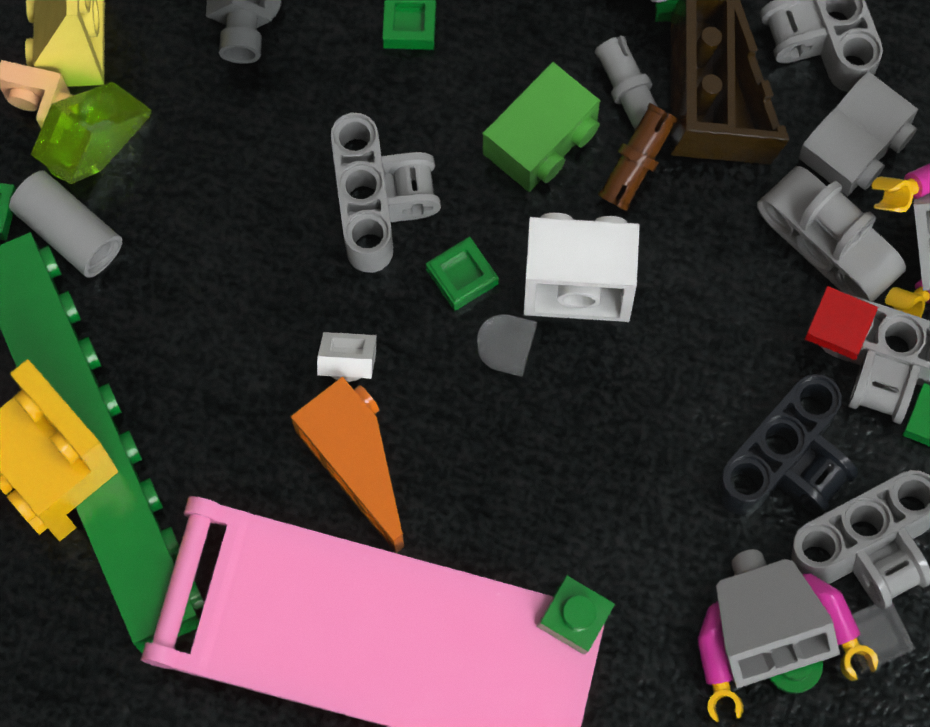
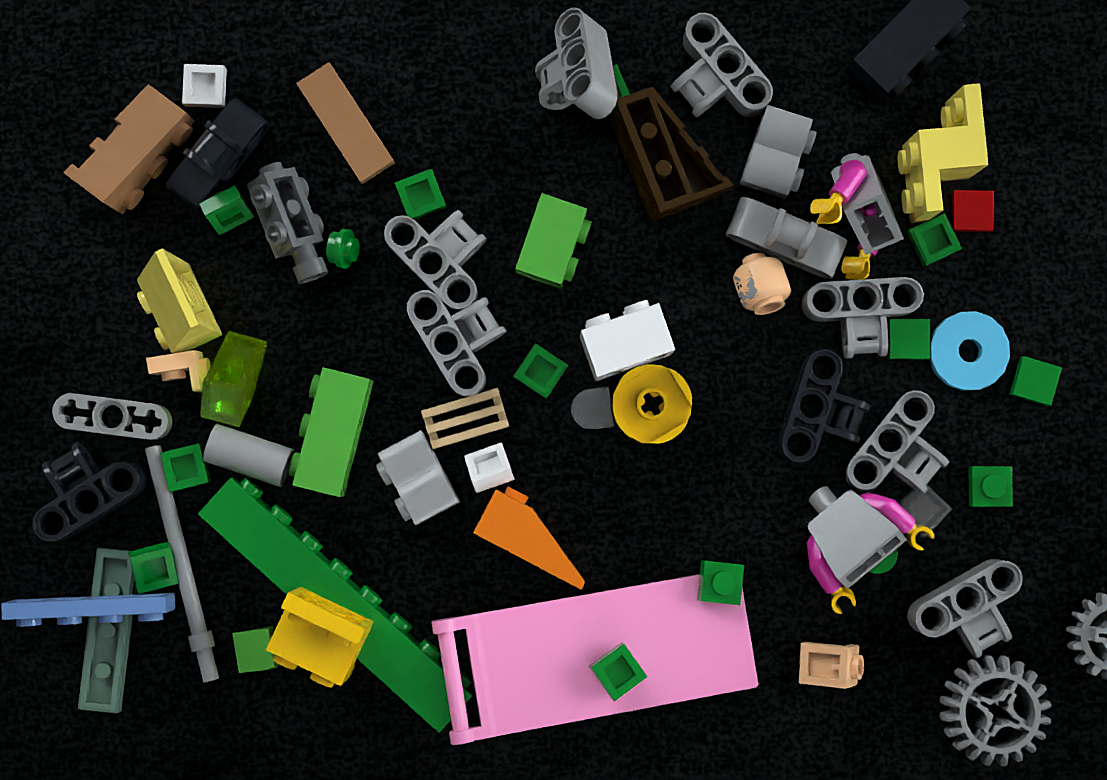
camera: 25 degrees left, 15 degrees up
(177, 237) = (331, 432): none -> bright green brick
(254, 333) = (417, 477): none -> light grey brick
(289, 39) = (342, 248): none -> green plate
(345, 271) = (432, 427): none -> tan tile
(394, 660) = (617, 671): none -> green plate
(420, 86) = (444, 244): none -> light grey piece
(563, 388) = (658, 382): none -> yellow plate
(628, 83) = (602, 183): light grey pin -> none
(637, 156) = (629, 237): reddish brown pin -> none
(778, 276) = (762, 284): none -> light nougat head
(841, 323) = (822, 308): red tile -> none

